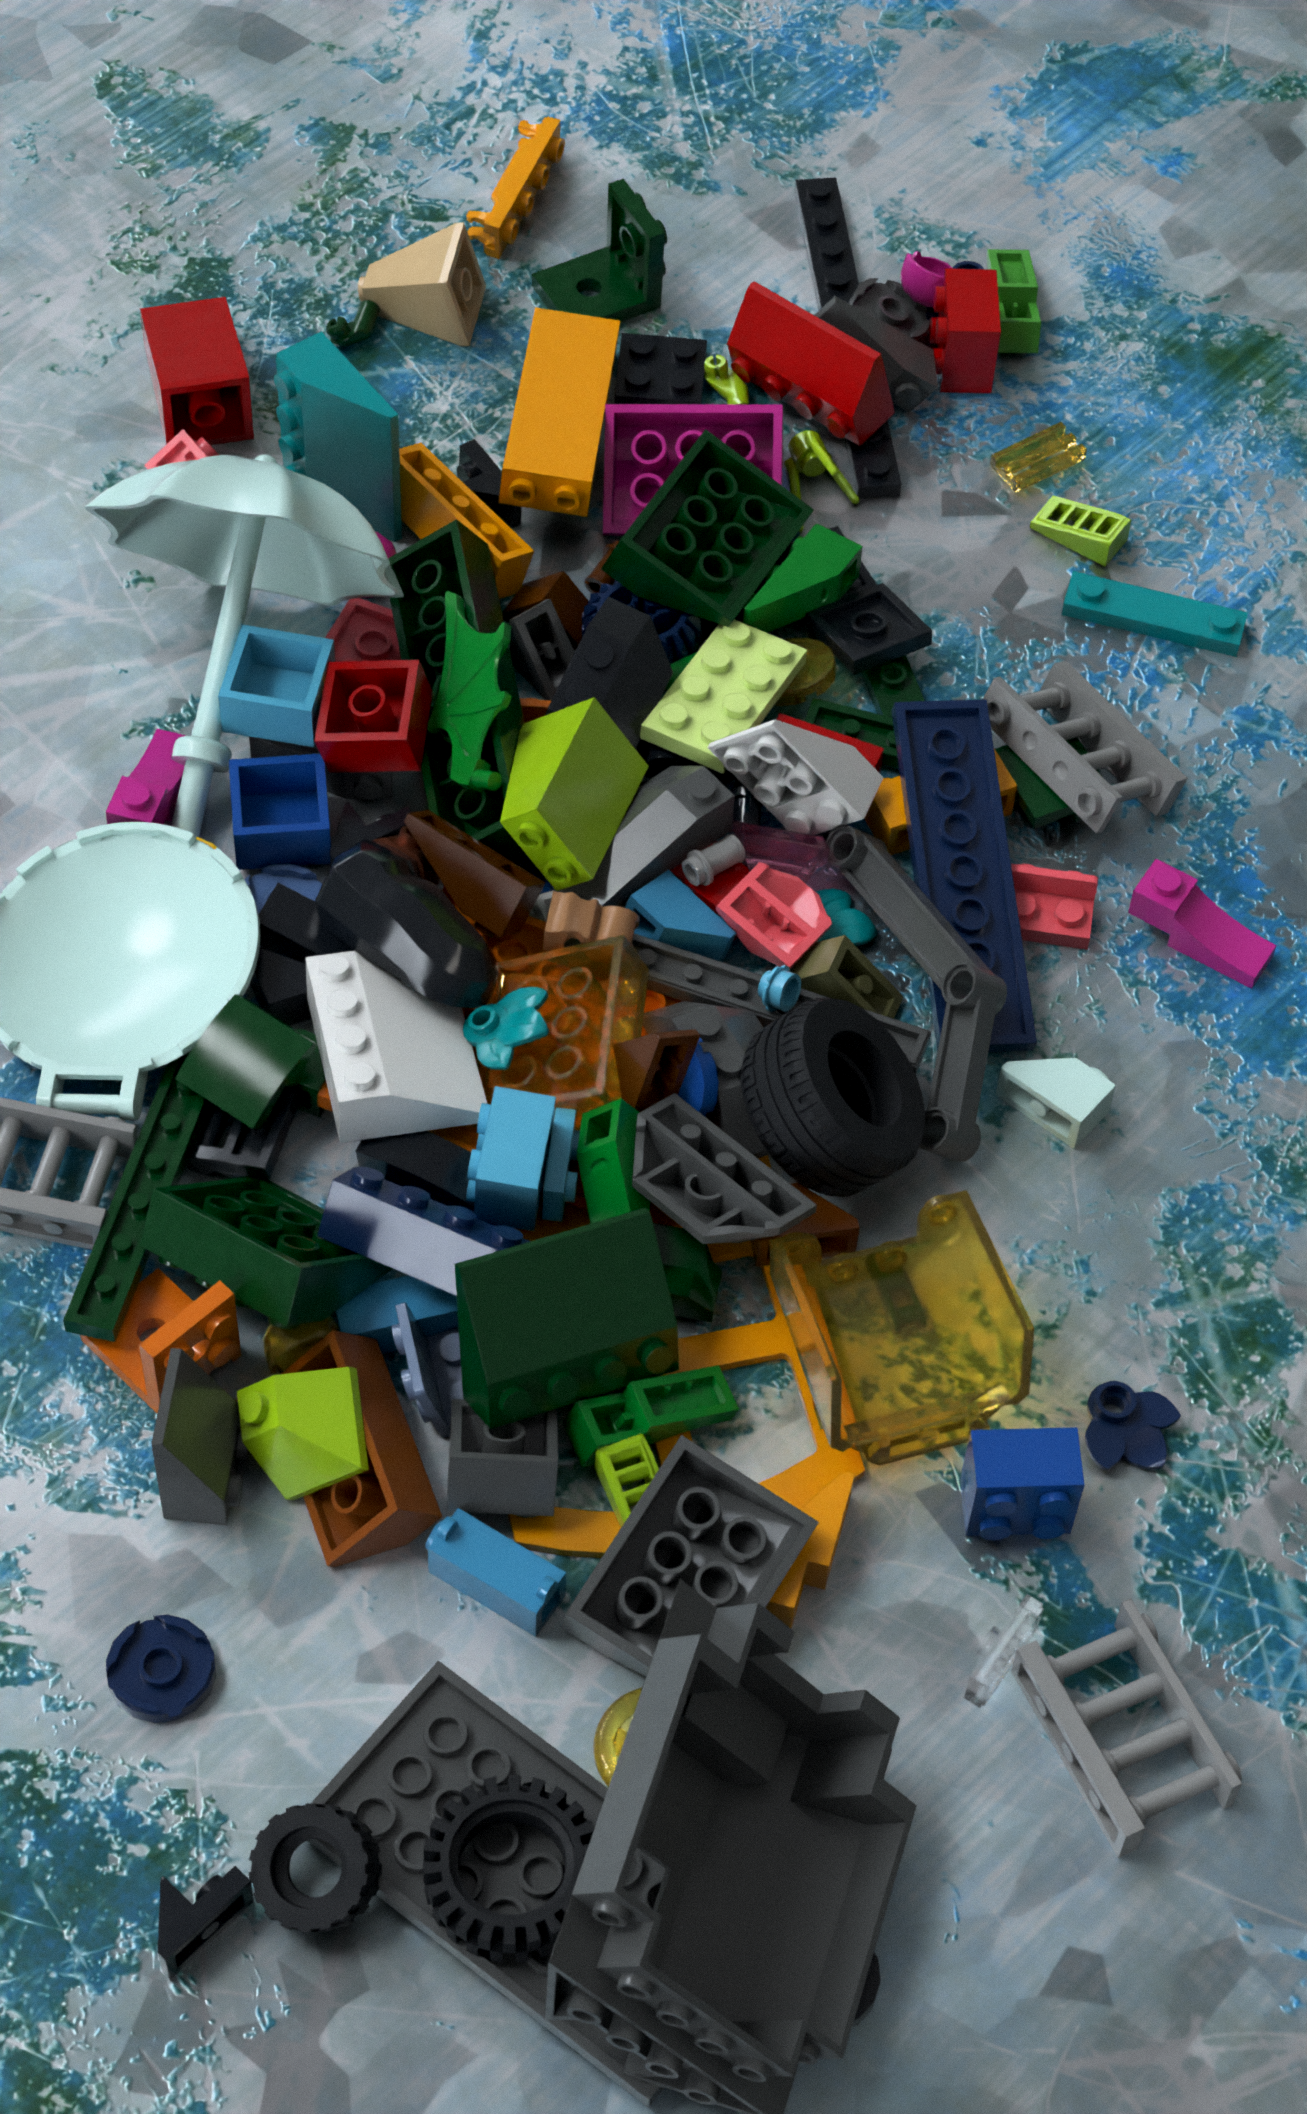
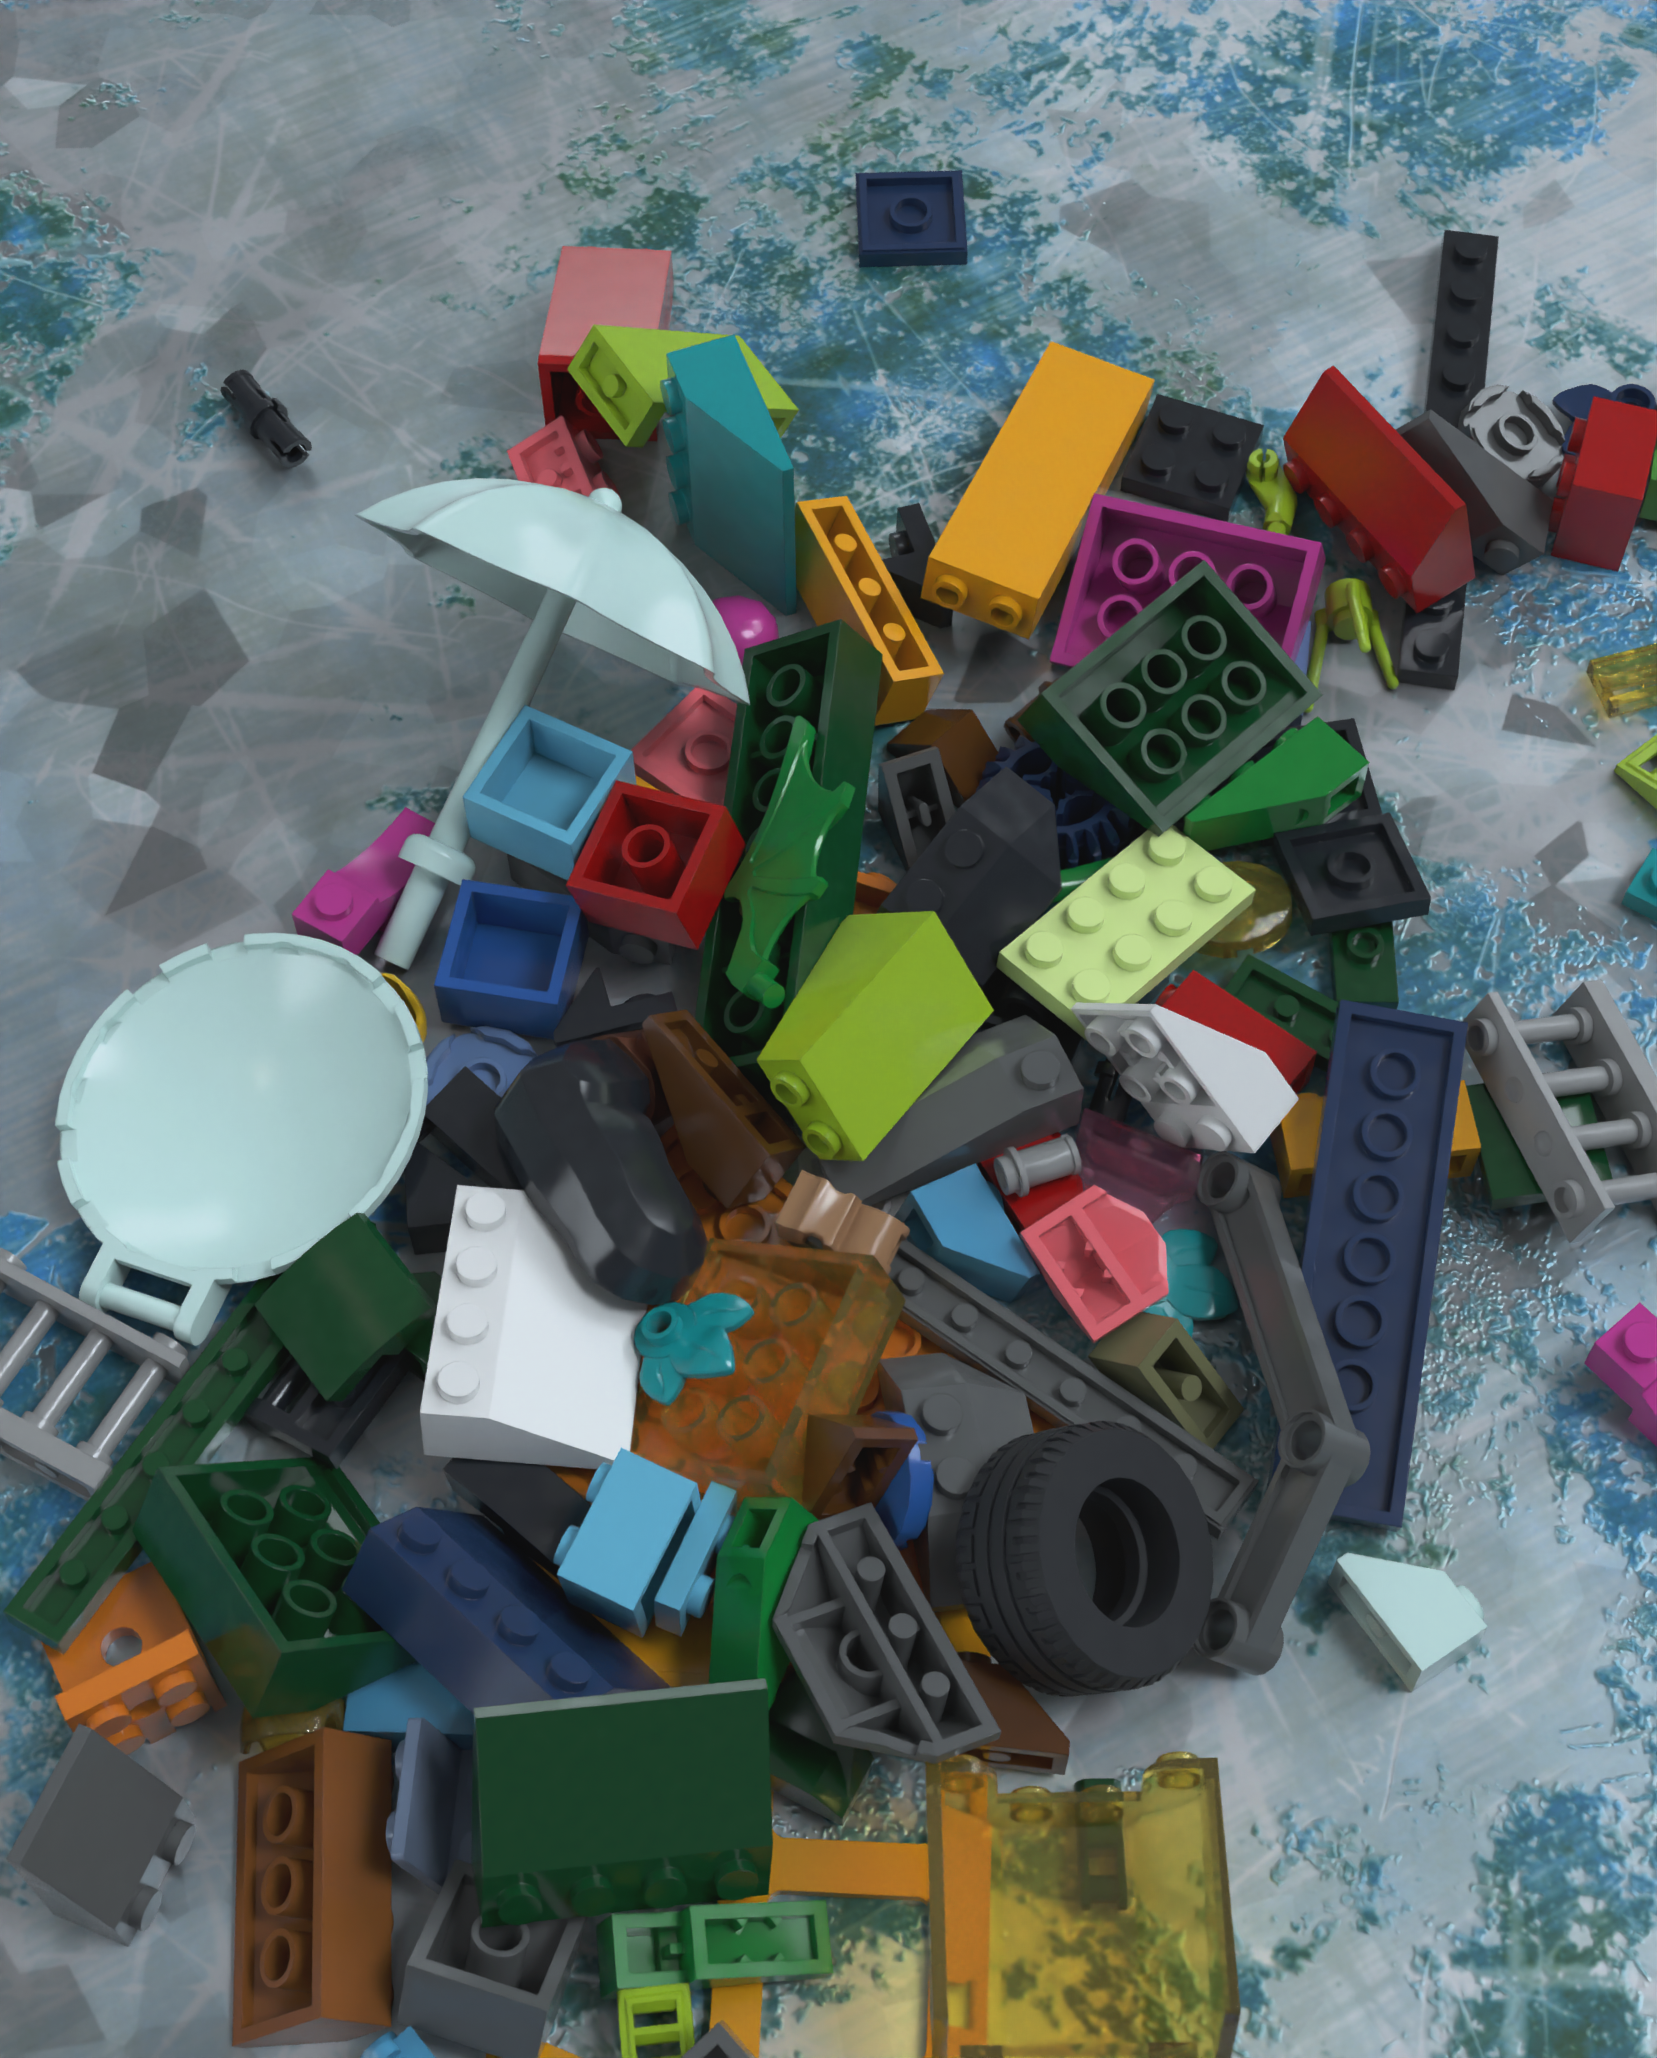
camera: 20 degrees right, 5 degrees up
(238, 385) = (623, 375): none -> lime panel
(305, 1428) = (249, 1854): lime slope -> none
(346, 334) = (827, 324): dark green arm -> none
(385, 232) = (911, 218): none -> dark blue tile
(430, 285) = (933, 285): tan slope -> none
(518, 186) = (1087, 172): light orange piece -> none
(623, 273) = (1181, 311): dark green bracket -> none
(779, 989) = (1067, 1374): medium azure plate -> none
(920, 276) = (1568, 395): dark pink hair -> none
(1054, 905) = (1483, 1328): coral bracket -> none

